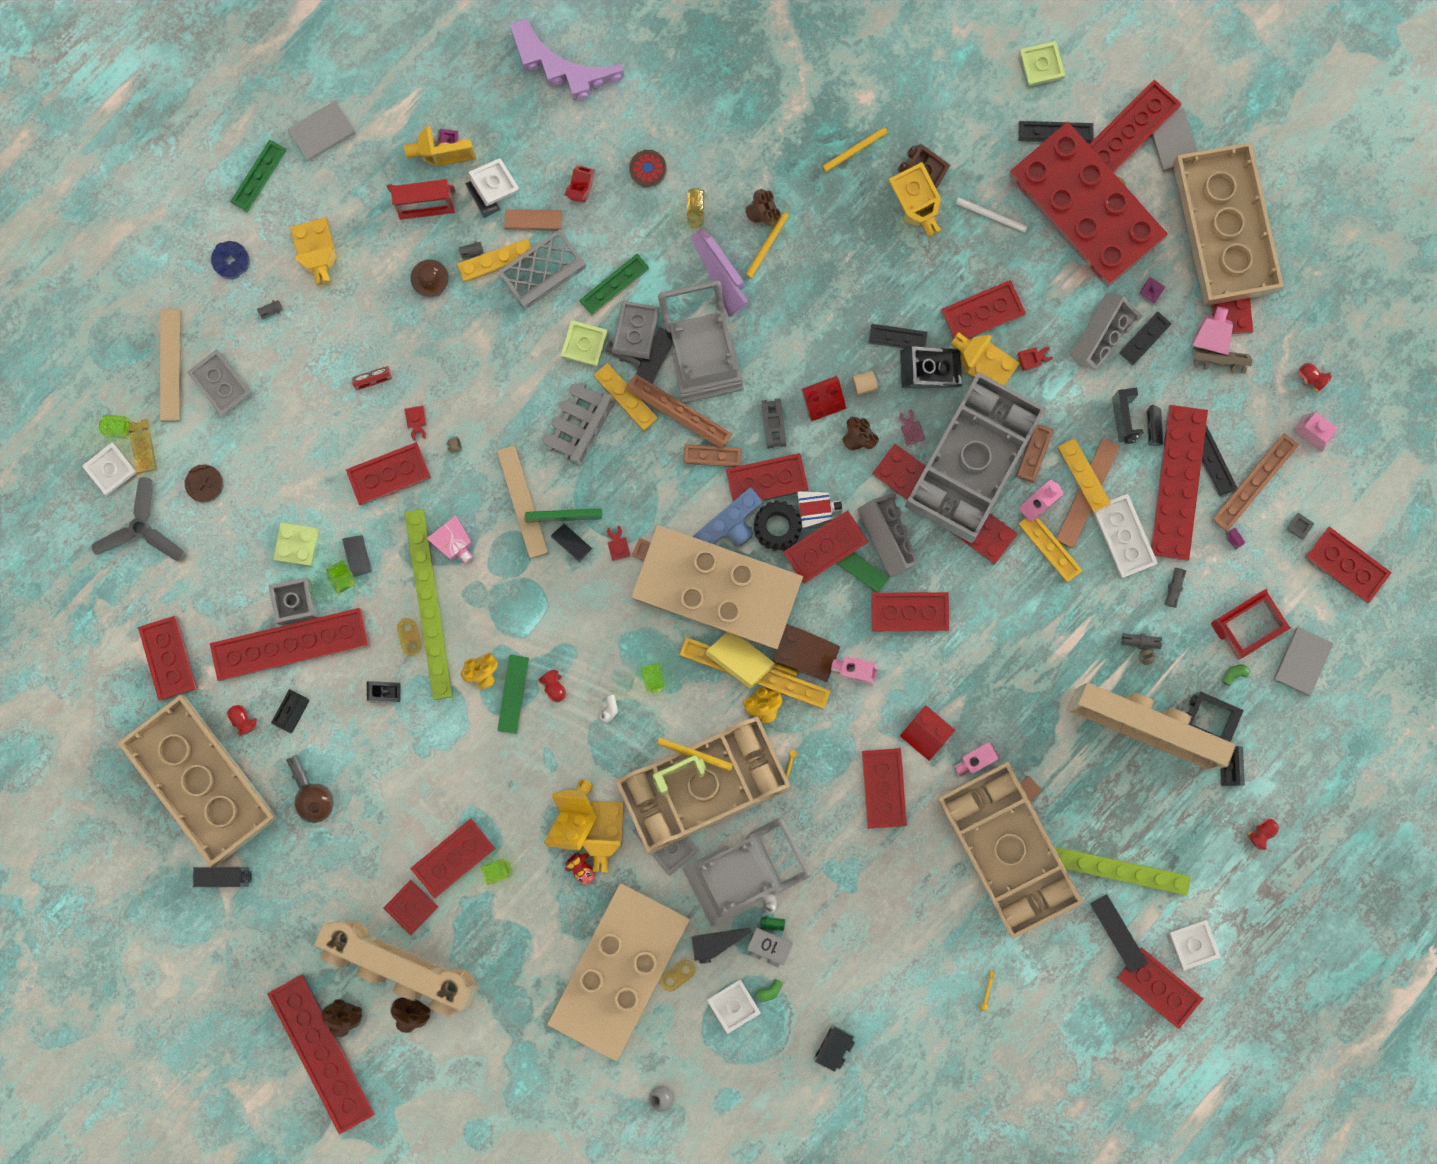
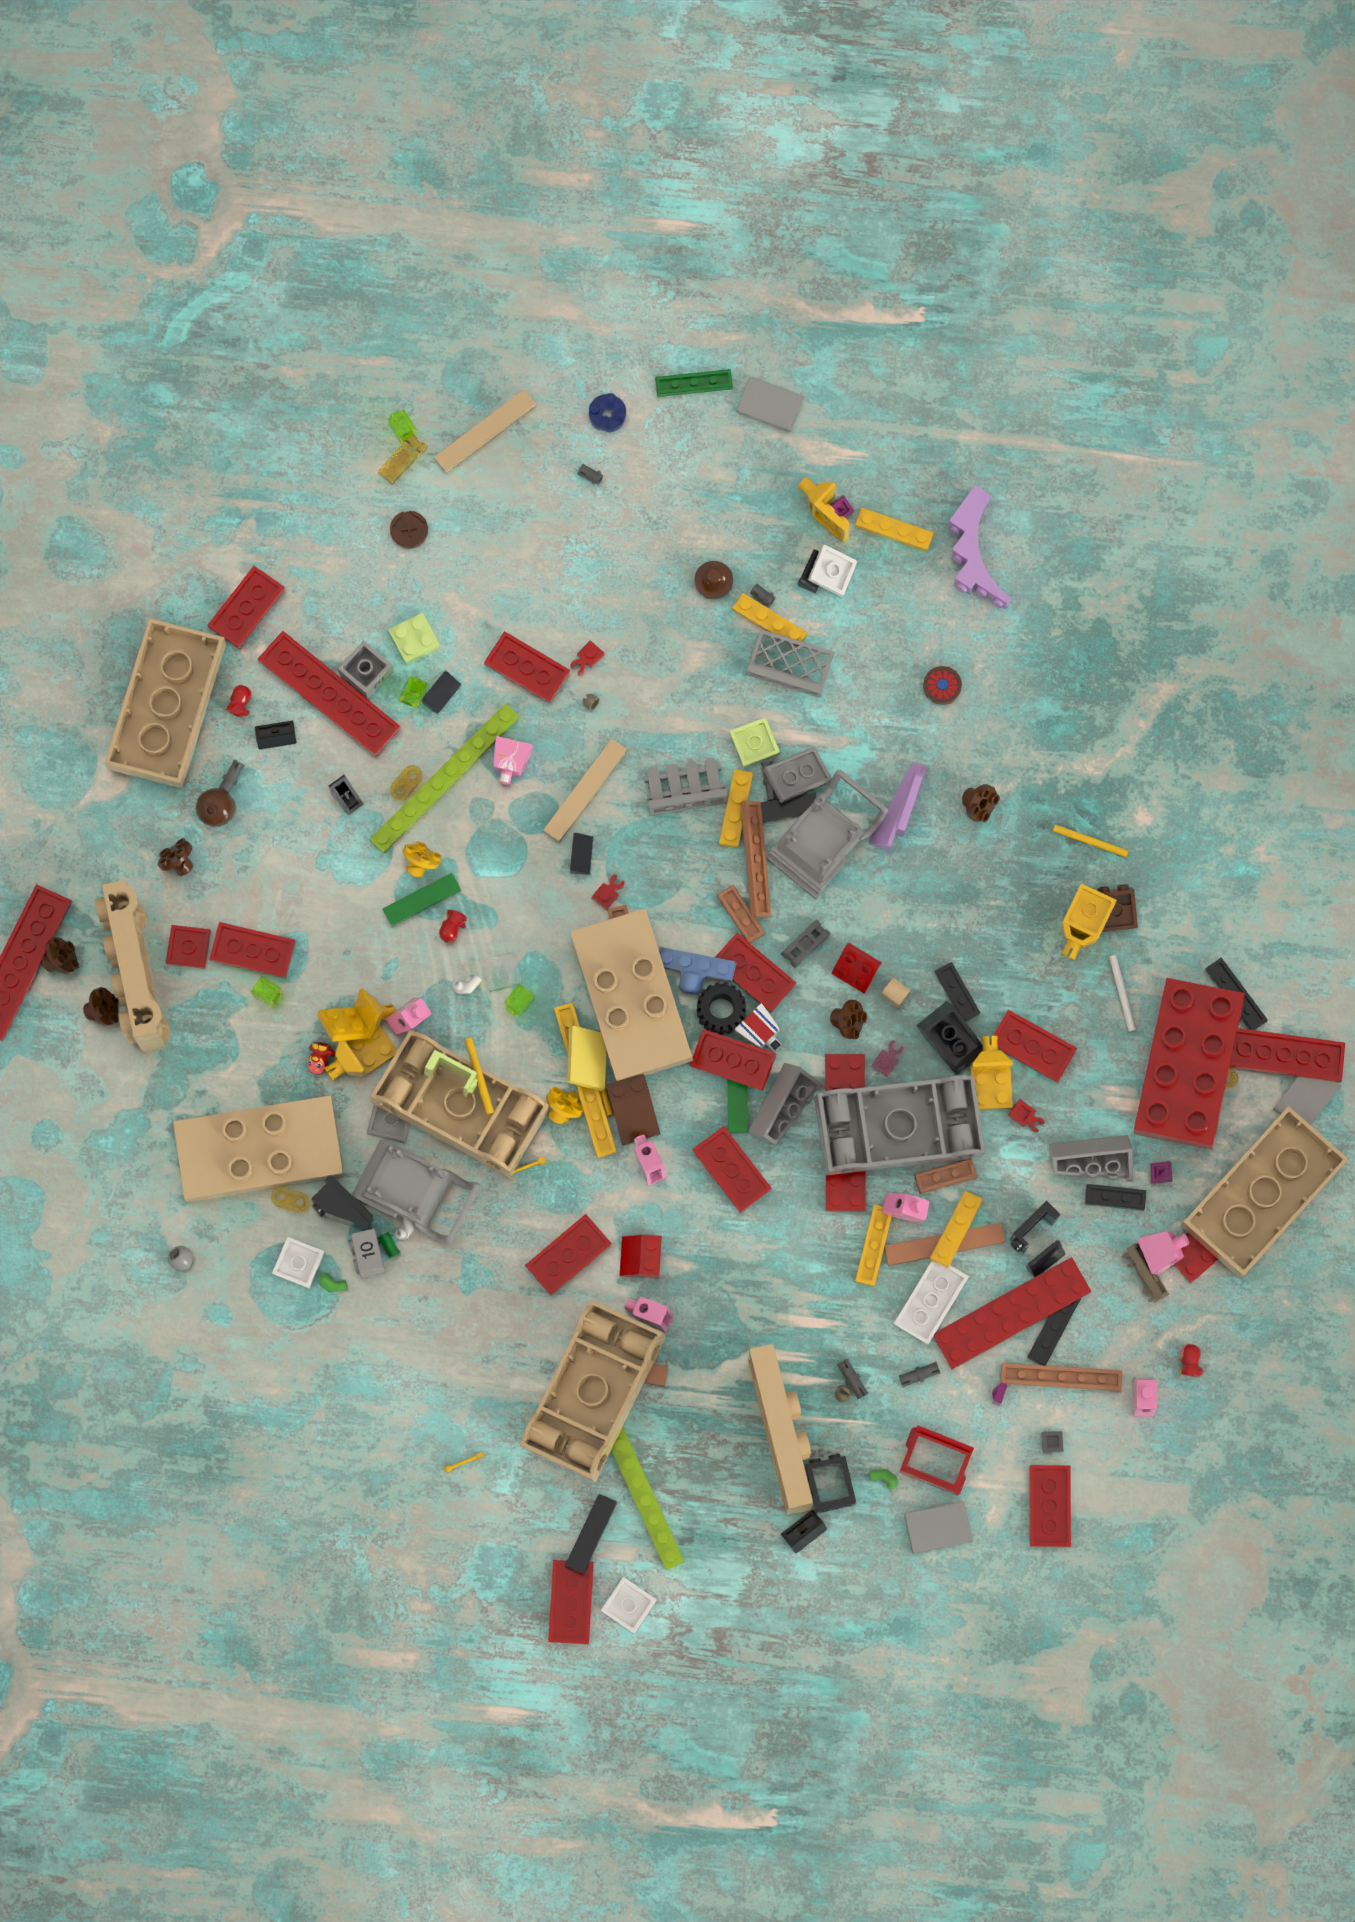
camera: 50 degrees right, 5 degrees down
(109, 469) = (364, 448): white plate -> none
(141, 512) = (347, 499): dark grey piece -> none
(219, 383) = (499, 480): light grey plate -> none
(221, 876) = (103, 779): black window -> none
(314, 248) = (668, 471): yellow plate -> none
(331, 864) = (176, 858): none -> reddish brown plate
(371, 378) = (595, 595): red slope -> none
(420, 193) = (777, 522): red piece -> none
(496, 112) = (894, 529): none -> yellow plate
(533, 219) = (827, 625): nougat tile -> none
(563, 515) = (598, 830): green tile -> none
(580, 183) = (885, 640): red brick -> none
(601, 769) = (411, 1013): none -> bright pink torso
(614, 284) = (823, 730): green tile -> none
(695, 207) = (939, 747): clear yellow piece -> none
(715, 928) = (351, 1199): none -> black tile
(767, 244) = (952, 828): yellow bar -> none
(833, 1048) = (323, 1367): black slope -> none
(1042, 63) = (1285, 940): yellowish green plate -> none
(1264, 831) = (768, 1596): red animal -> none

